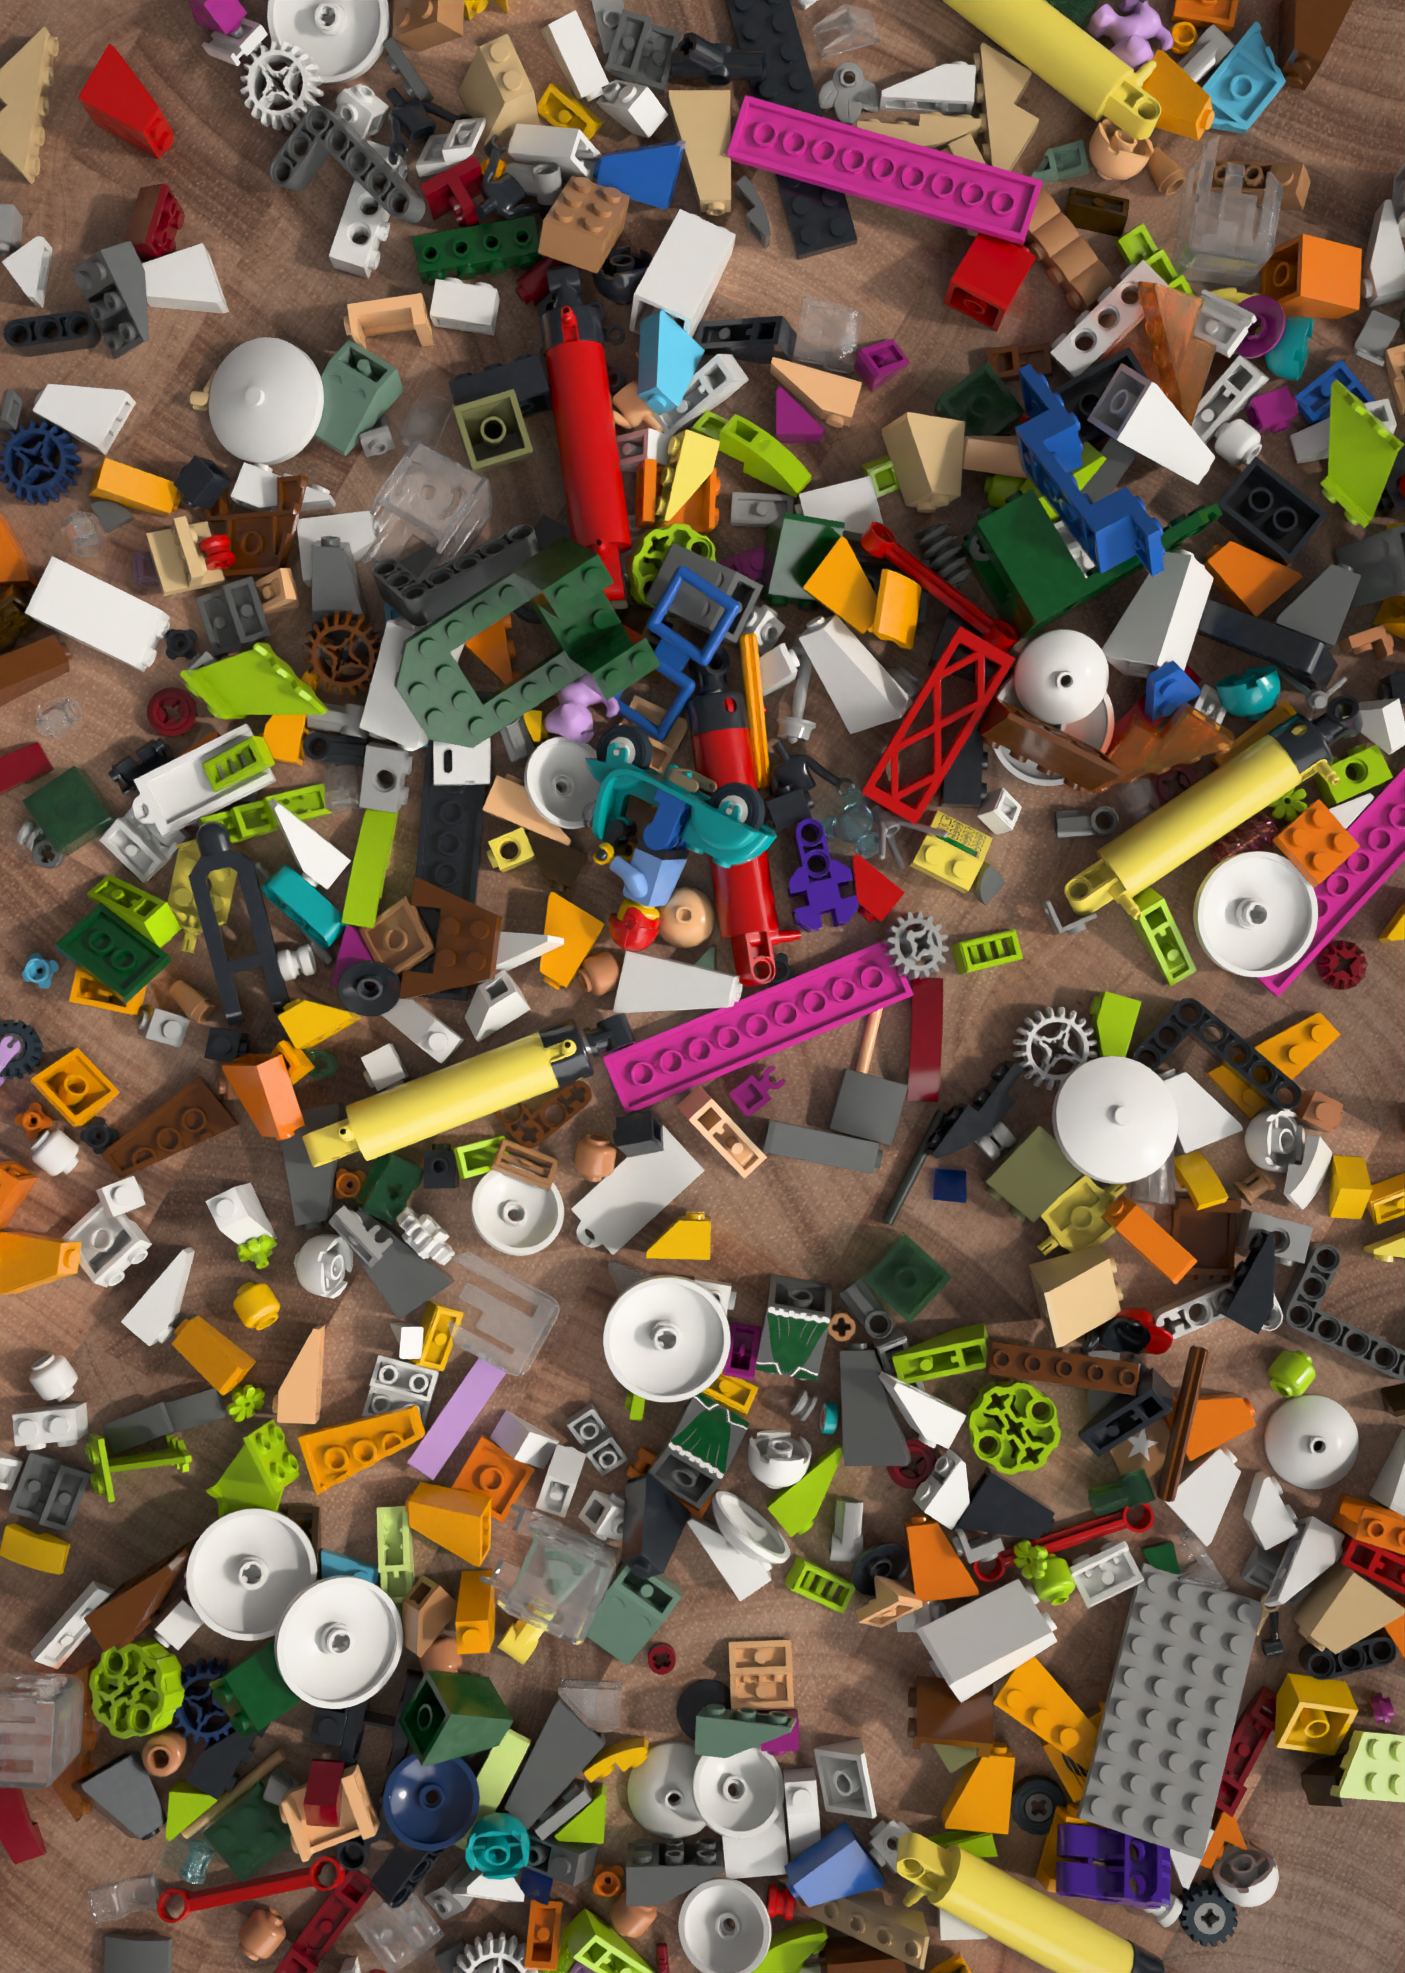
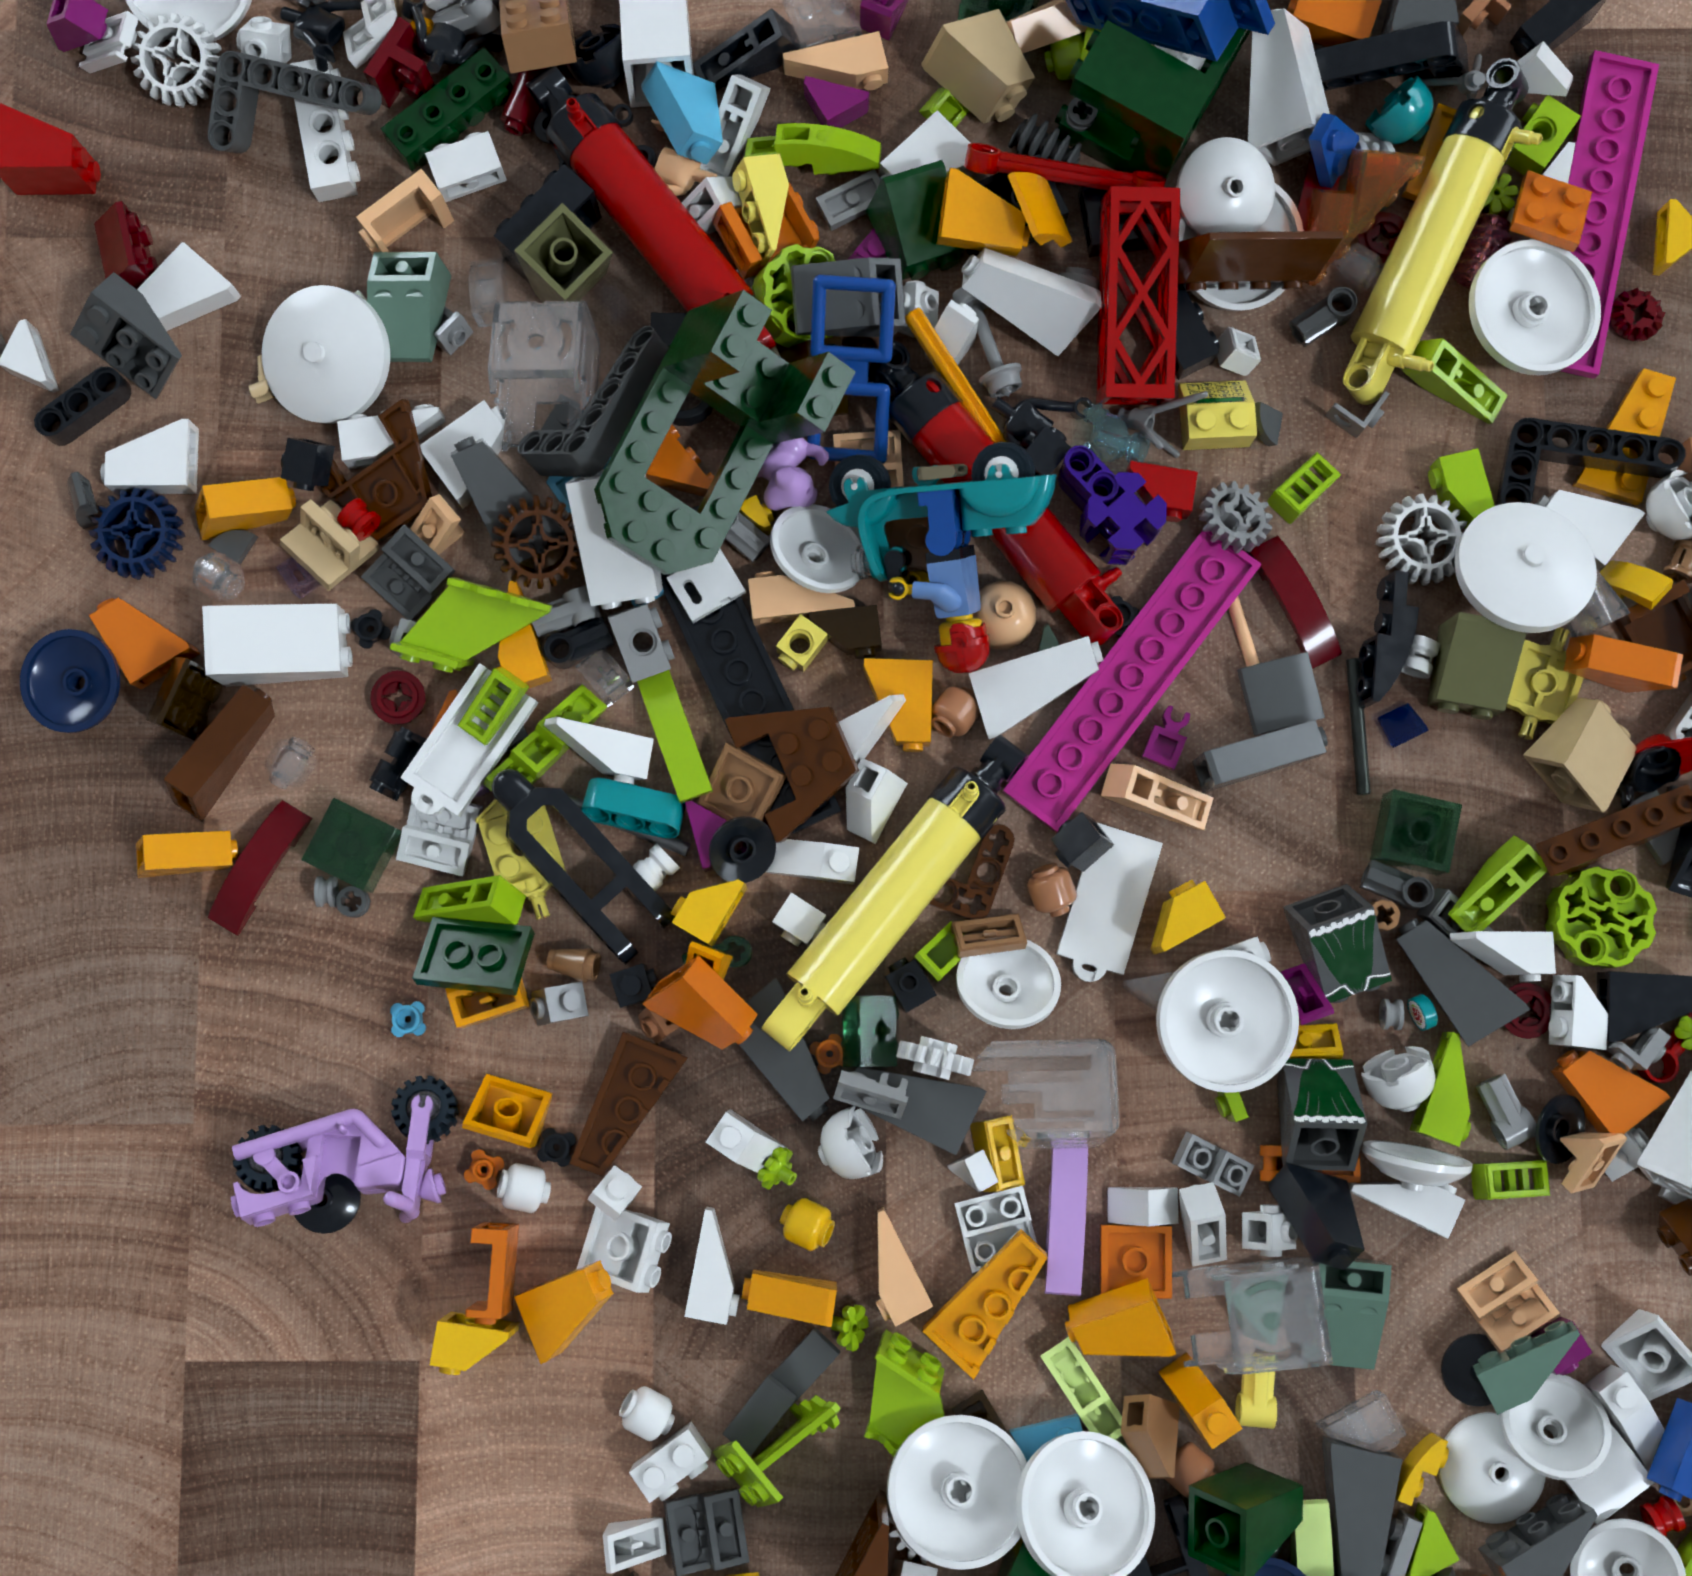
camera: 30 degrees left, 5 degrees down
(660, 1648) = (1409, 1352): dark red bush -> none

